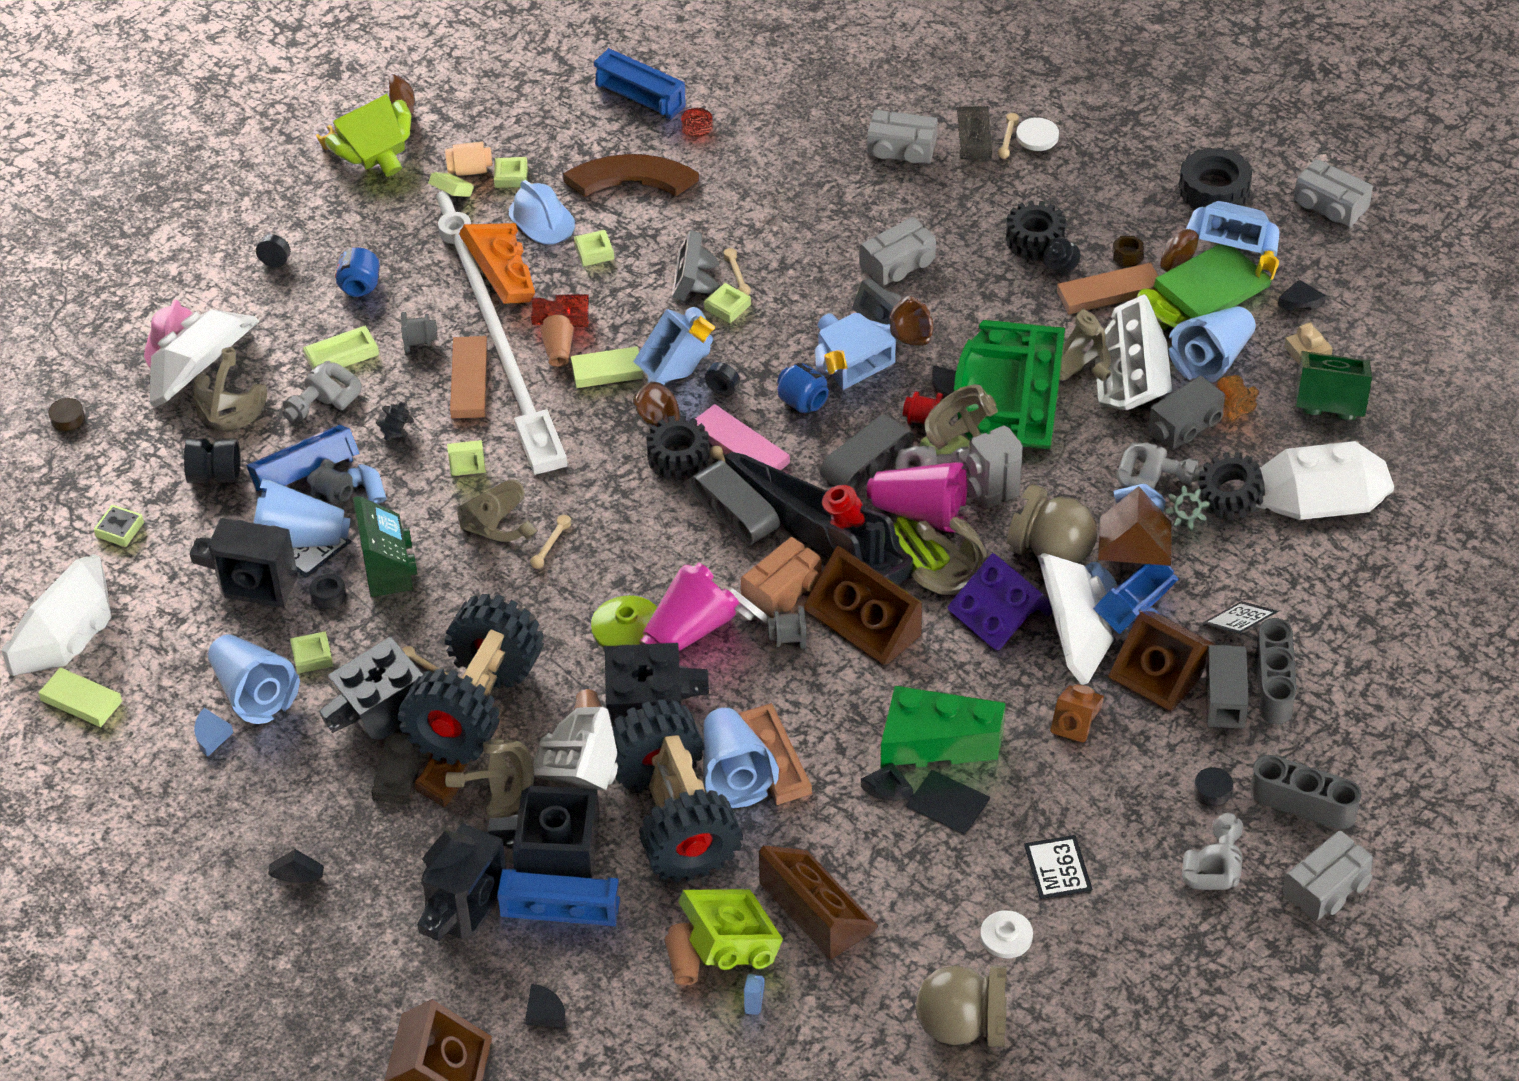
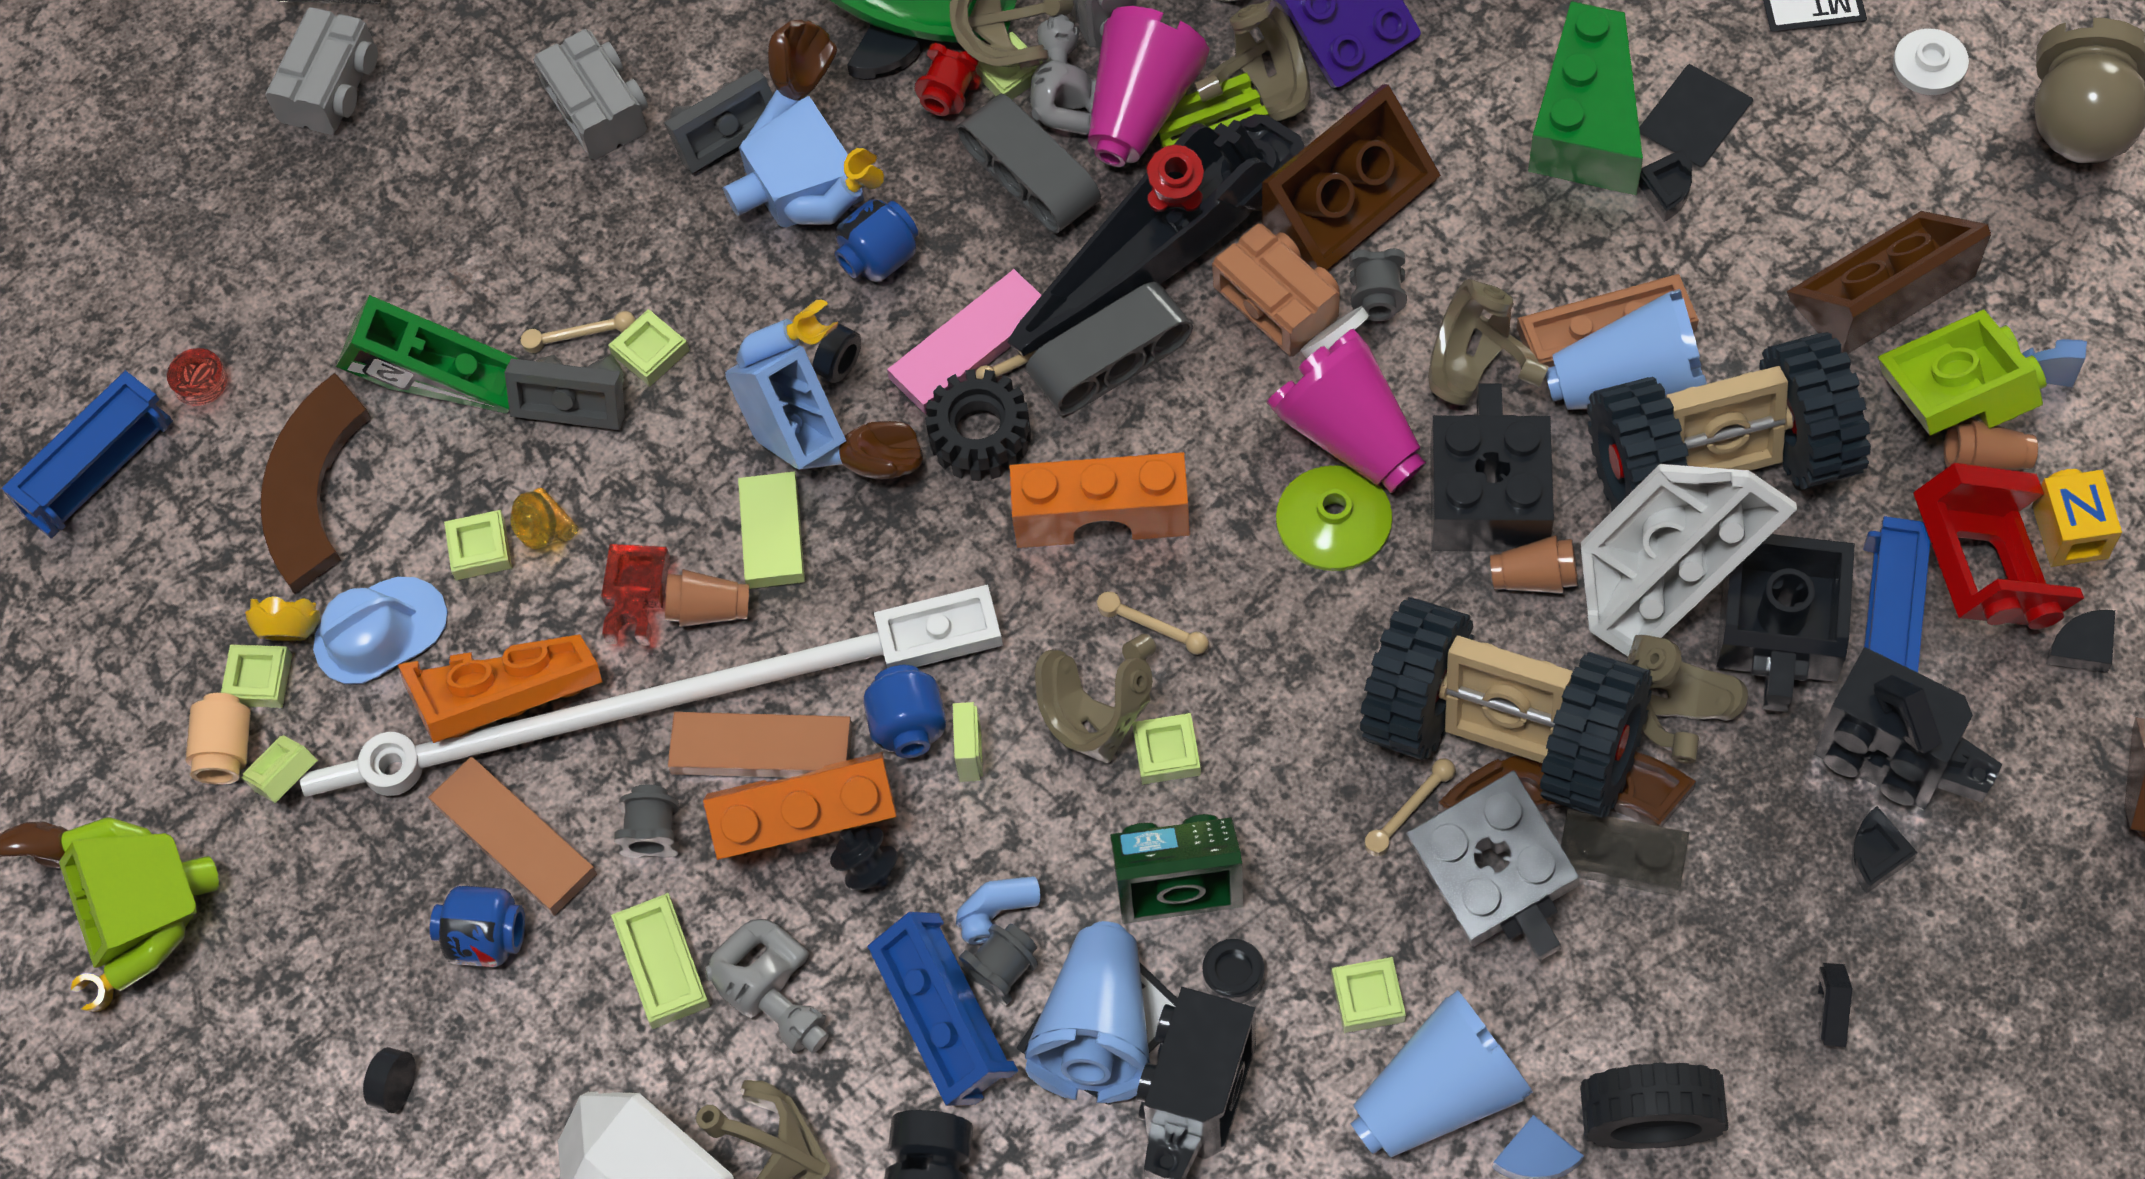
camera: 80 degrees left, 15 degrees up
(222, 763) = (1654, 1105): none -> black tyre
(398, 897) = (1879, 850): none -> black tile
(414, 283) = (512, 836): none -> nougat tile
(417, 377) = (799, 806): none -> orange arch
(468, 553) = (1166, 748): none -> yellowish green tile
(484, 424) = (904, 711): none -> blue head
(540, 170) = (282, 620): none -> yellow plate
(609, 269) = (540, 520): none -> clear yellow plate
(624, 503) = (1061, 496): none -> orange arch
(628, 932) = (1986, 507): none -> red window
(632, 997) = (2076, 517): none -> yellow brick
(708, 200) = (423, 358): none -> green slope
(758, 668) = (1455, 373): none -> dark tan helmet

